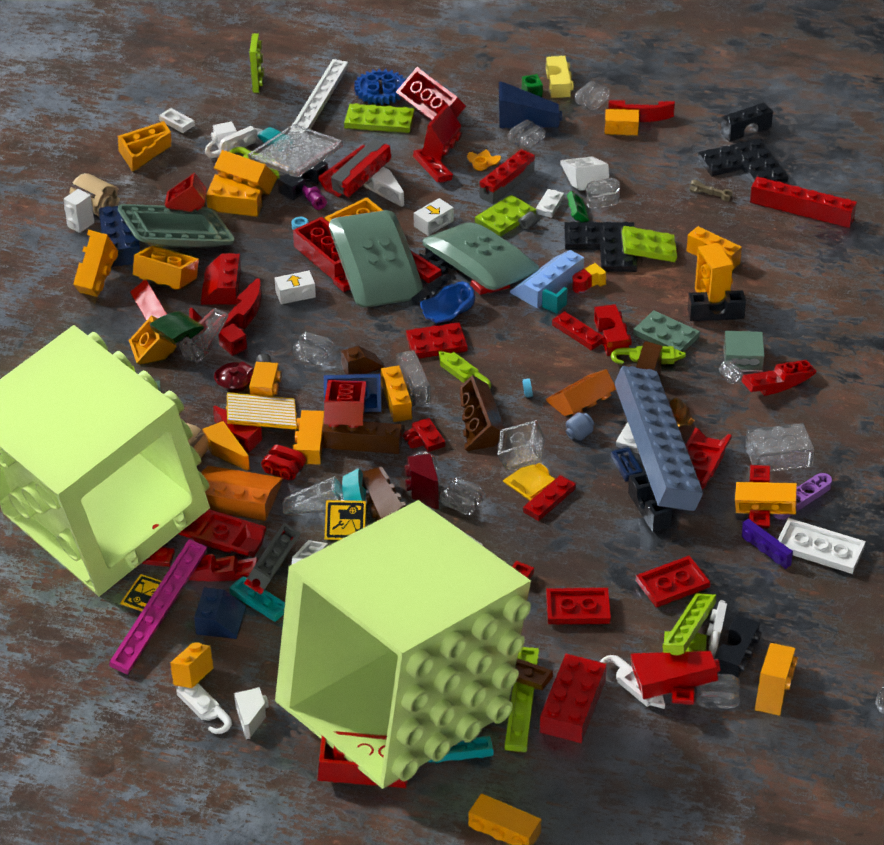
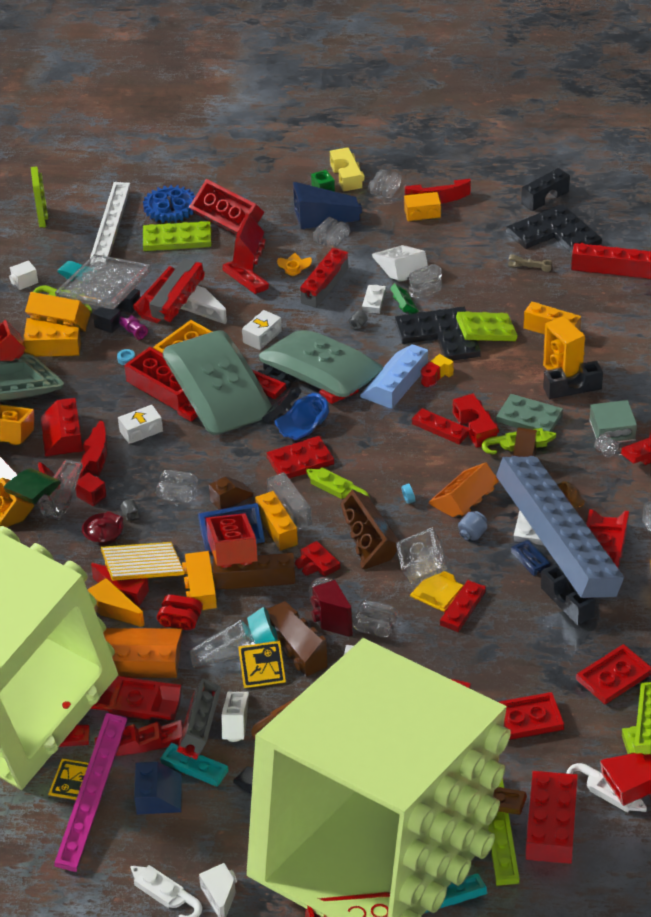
camera: 10 degrees left, 0 degrees up
(191, 665) = (145, 850): light orange brick -> none
(238, 139) = (39, 278): white plate -> none
(265, 379) = (136, 526): light orange brick -> none
(504, 215) = (332, 317): lime plate -> none
(554, 302) = (408, 400): teal panel -> none

